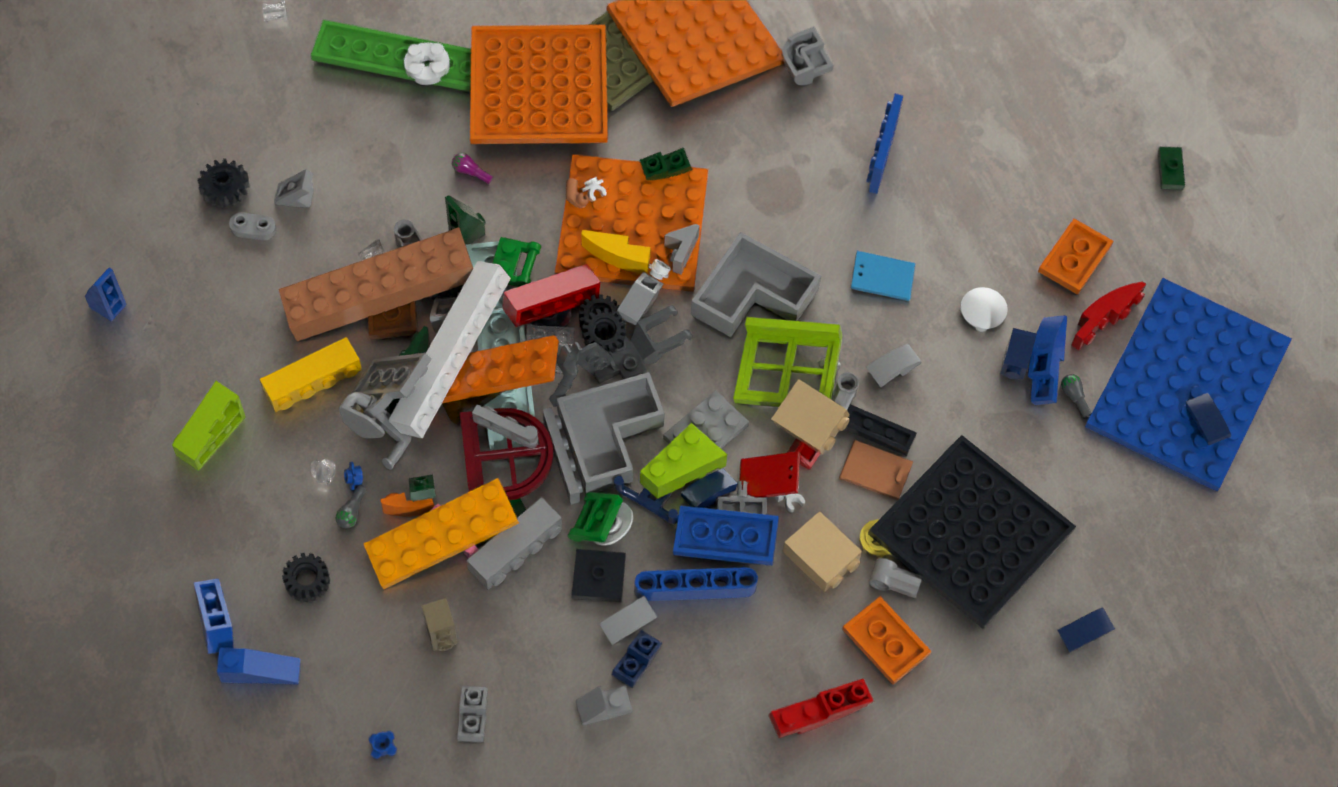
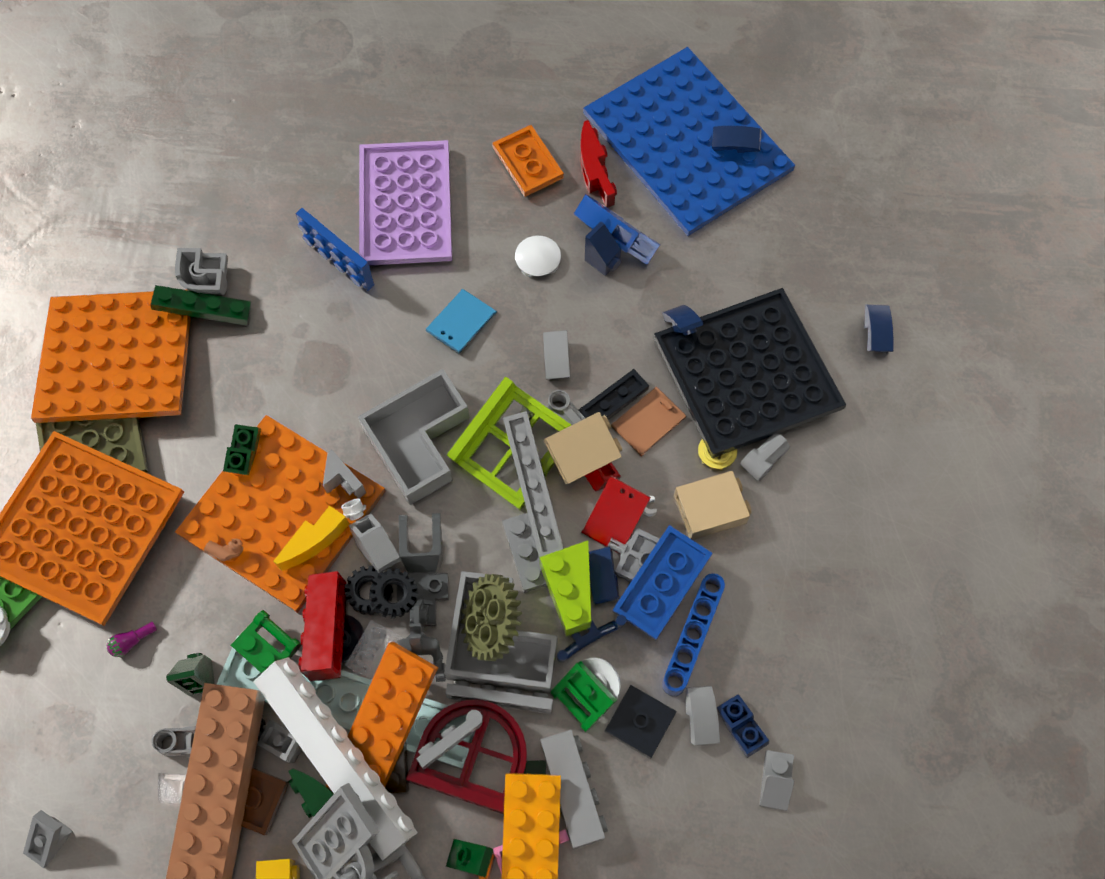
camera: 60 degrees left, 5 degrees up
(592, 185) = (225, 528): white plate -> none
(620, 409) = (491, 617): none -> olive gear
(758, 393) = (533, 484): none -> light grey plate
(775, 72) = (200, 305): none -> dark green plate
(822, 709) = (863, 582): red slope -> none
(886, 640) = (820, 493): orange plate -> none
(970, 178) = (405, 202): none -> lavender plate
(988, 451) = (683, 319): none -> dark blue slope
(1073, 388) = (651, 225): dark grey piece -> none
(1171, 168) = (483, 50): dark green plate -> none

